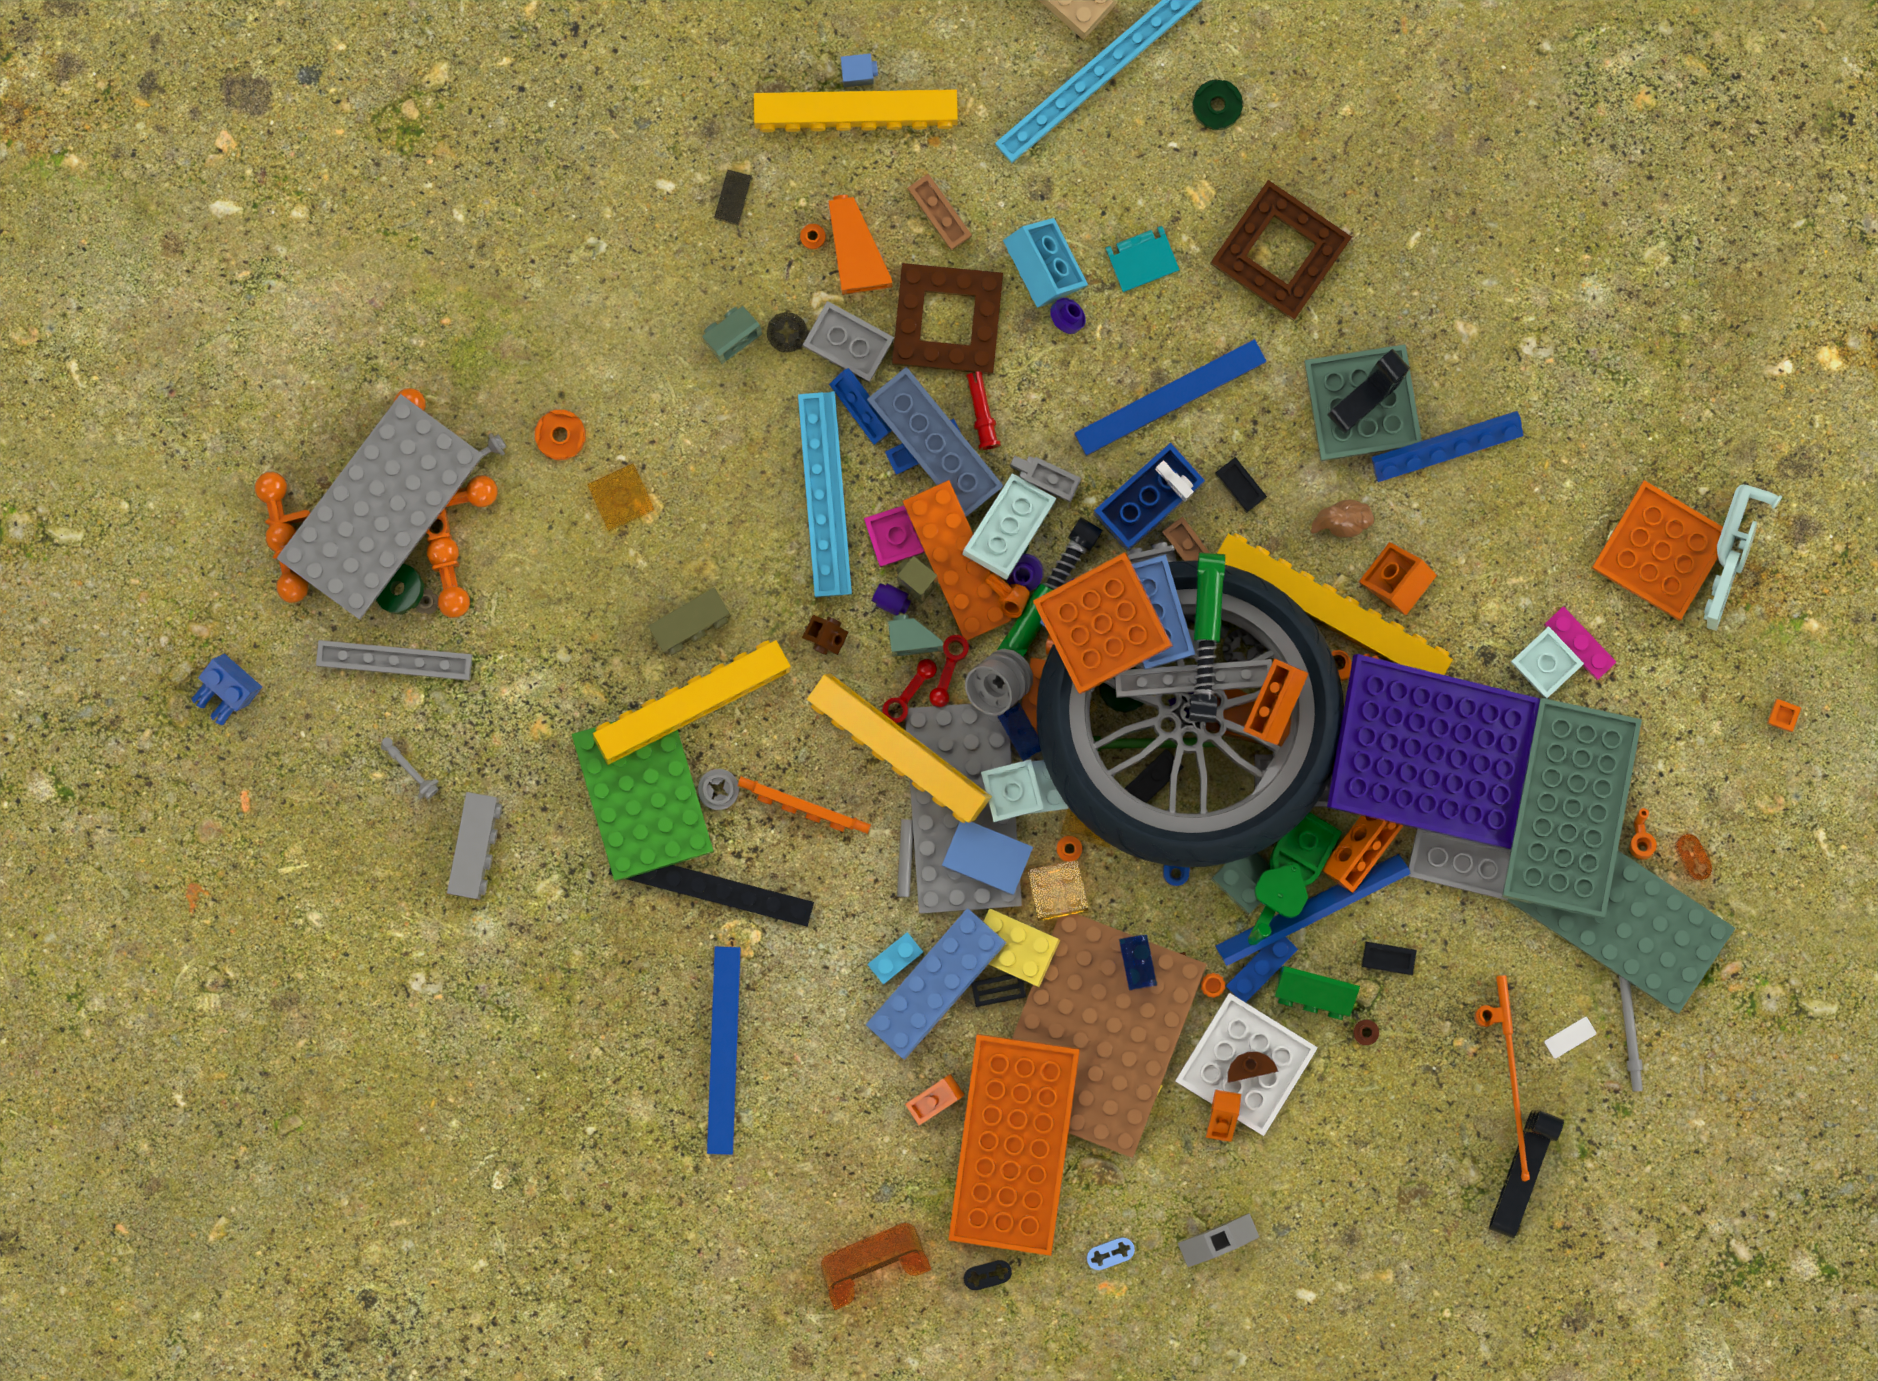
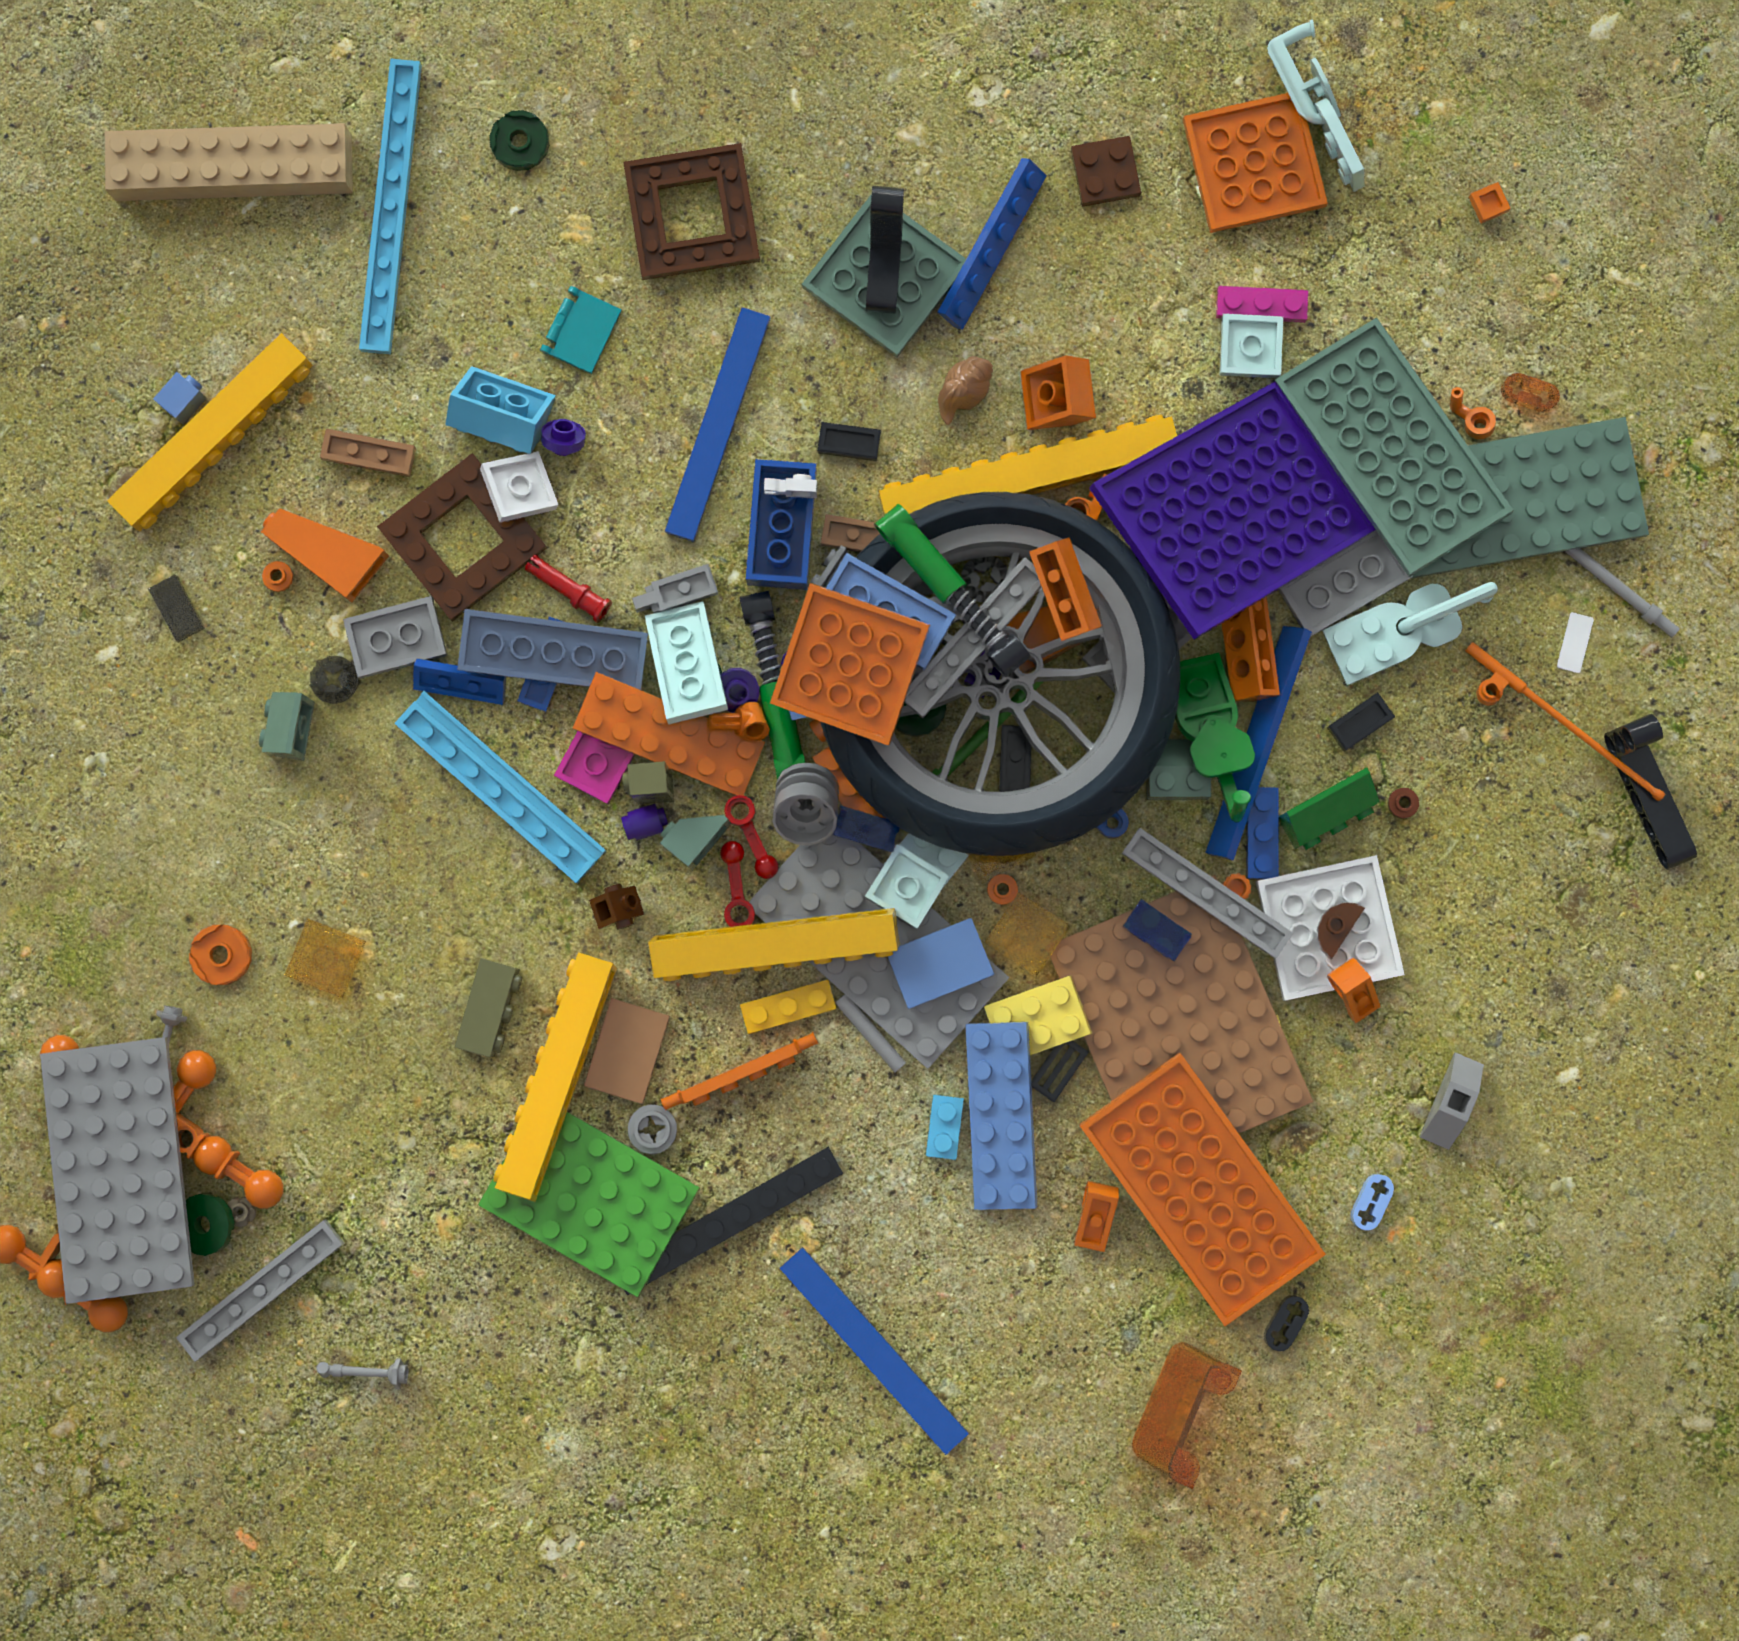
camera: 45 degrees left, 0 degrees up
(229, 683) = (130, 1452): blue brick -> none
(473, 846) = (485, 1385): light grey brick -> none
(748, 727) = (627, 1051): none -> medium nougat tile
(870, 794) = (788, 1006): none -> yellow plate
(1011, 321) = (519, 486): none -> white plate
(1190, 969) = (1207, 893): none -> light grey plate
(1442, 917) = (1372, 642): none -> light aqua plate
(1563, 468) = (1105, 171): none -> reddish brown plate

